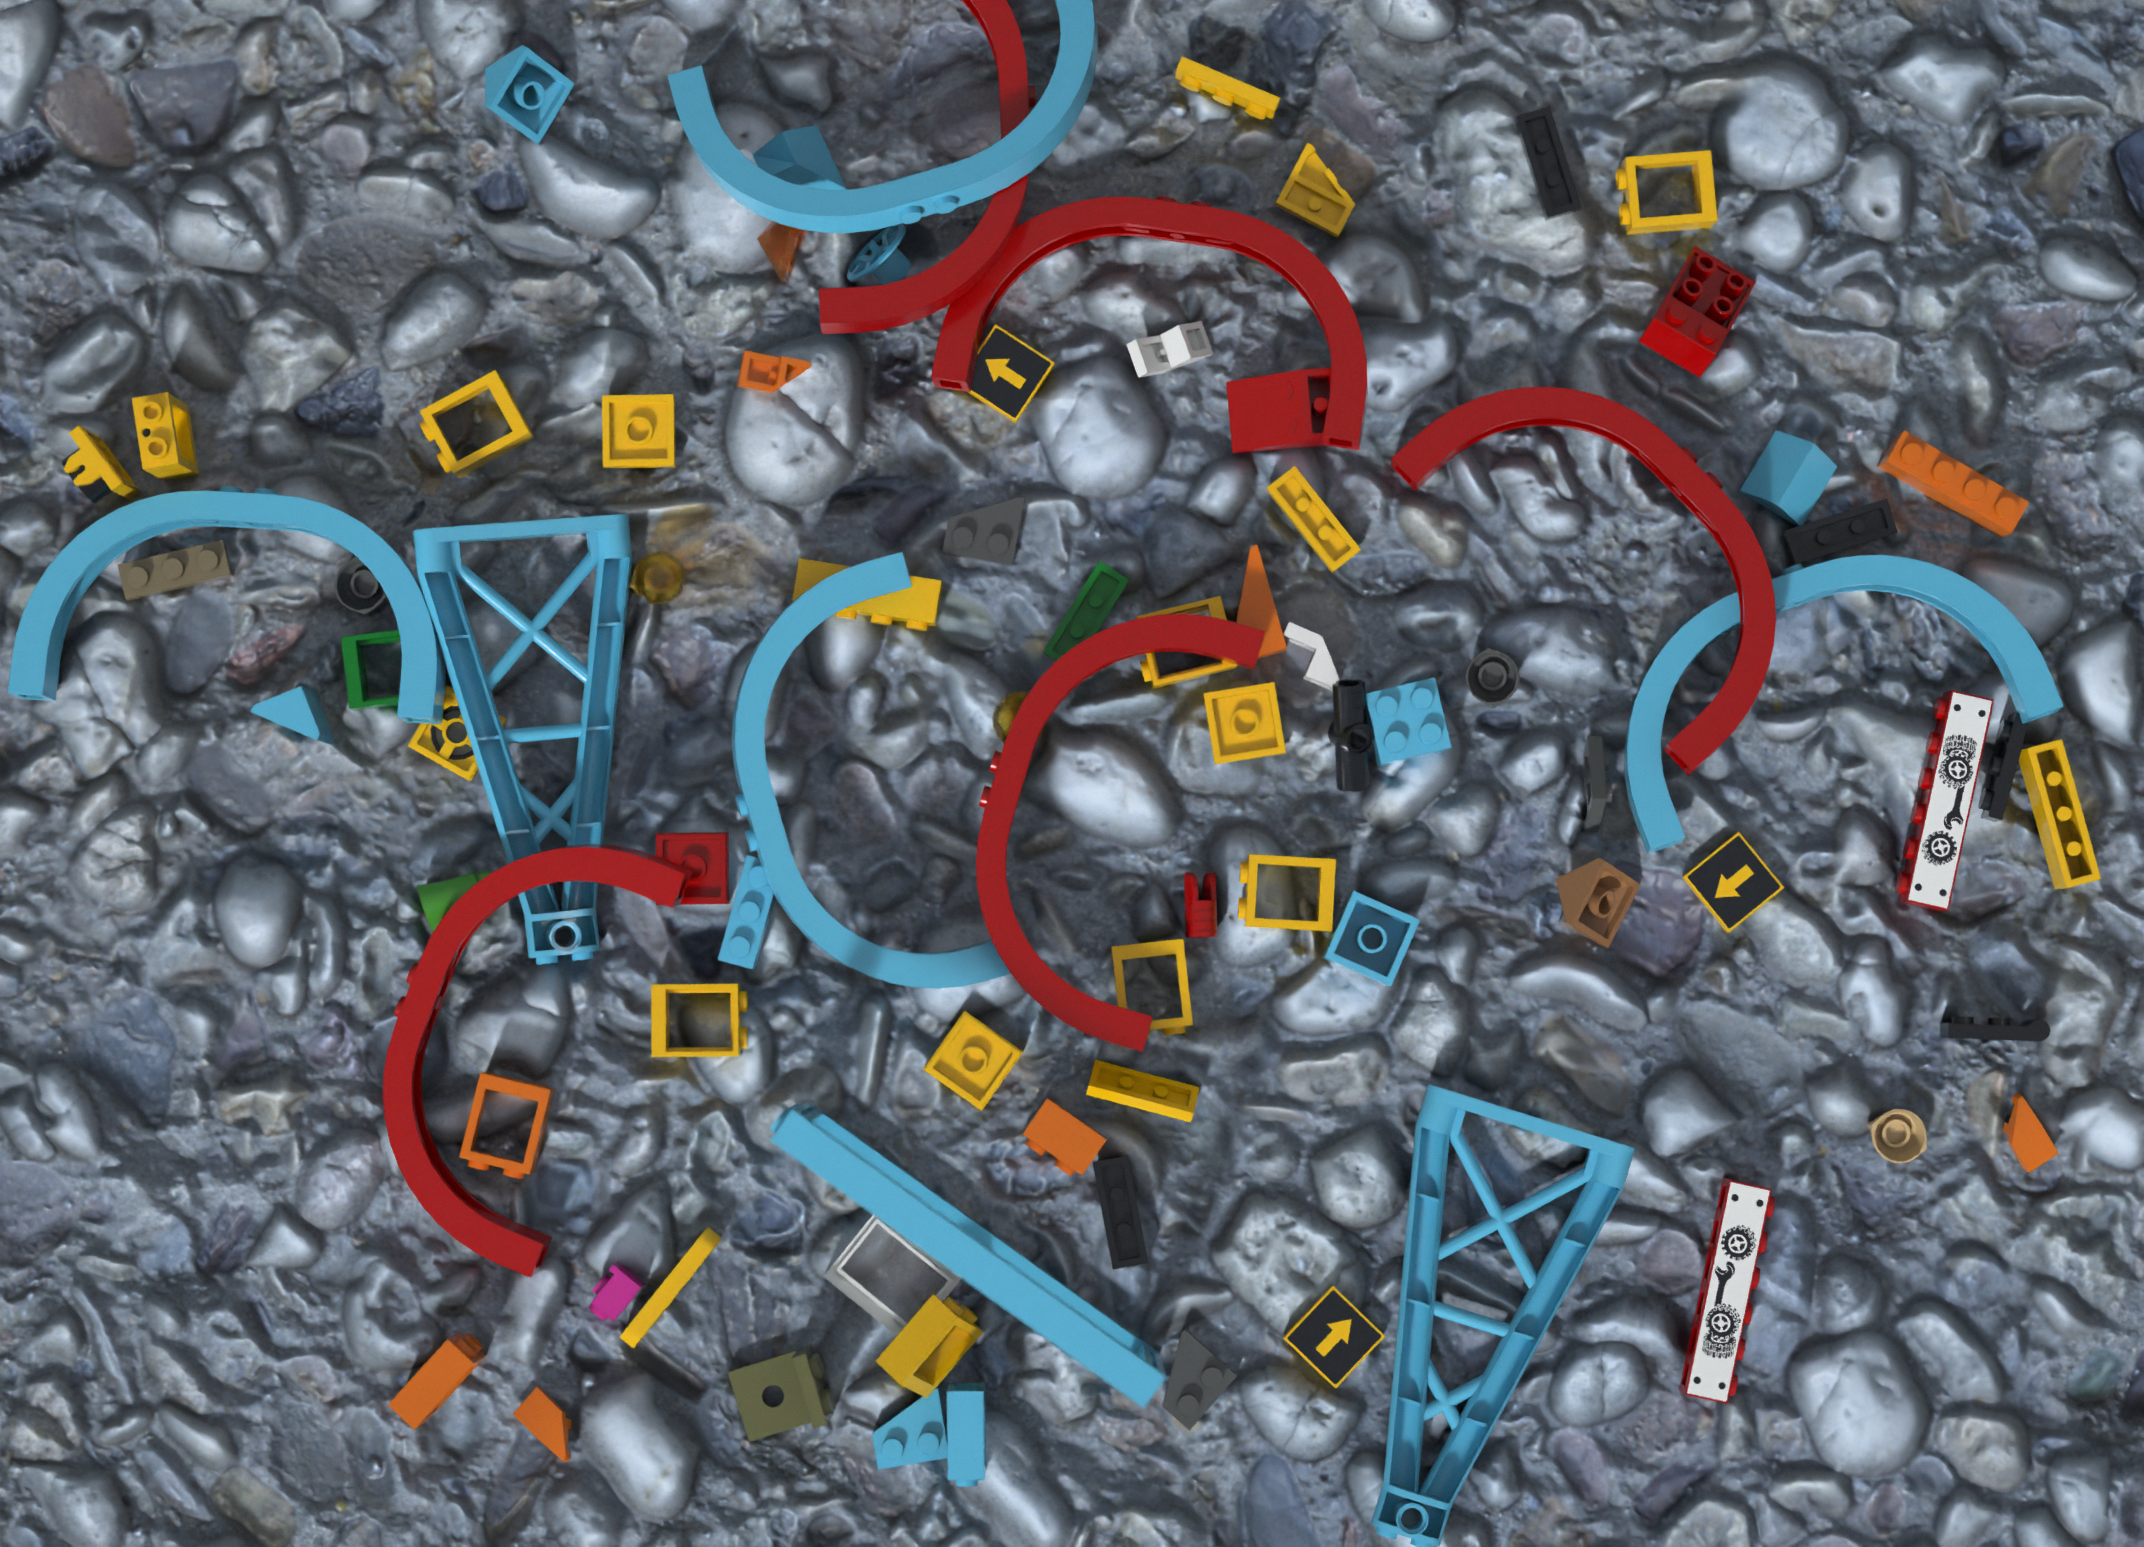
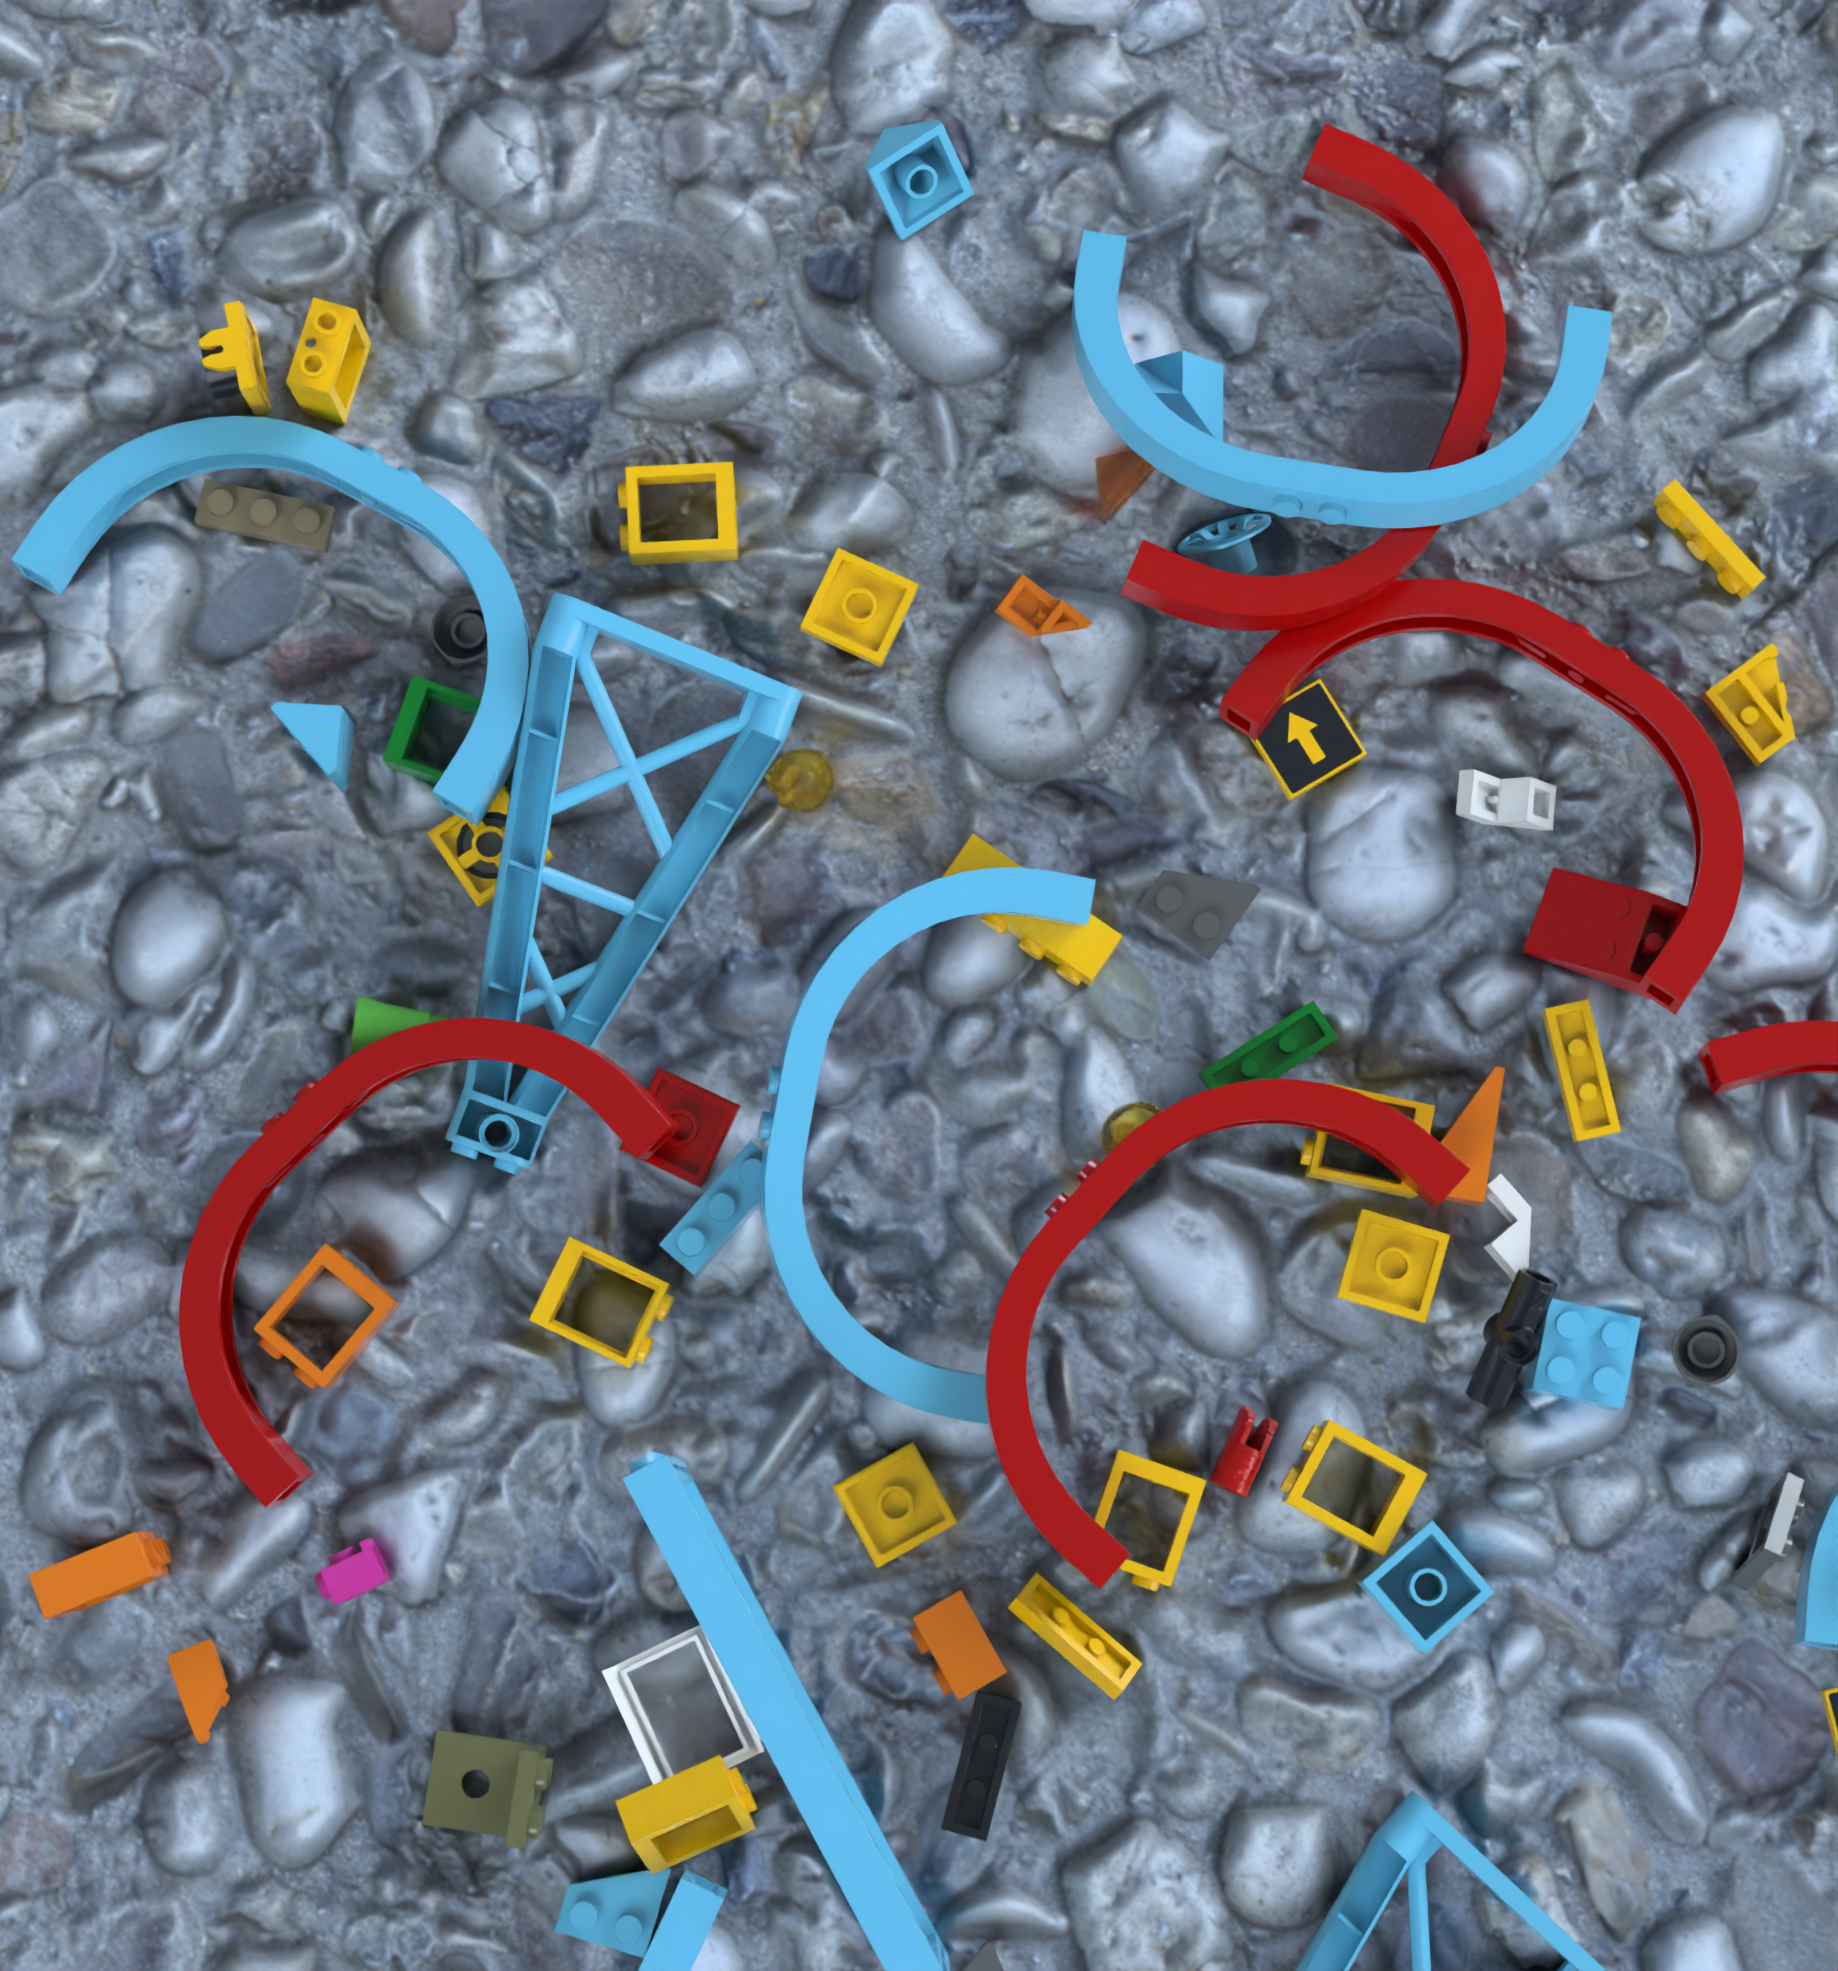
camera: 25 degrees right, 5 degrees down
(670, 1287) = (419, 1598): yellow beam -> none
(1595, 900) = (1708, 1669): medium nougat slope -> none

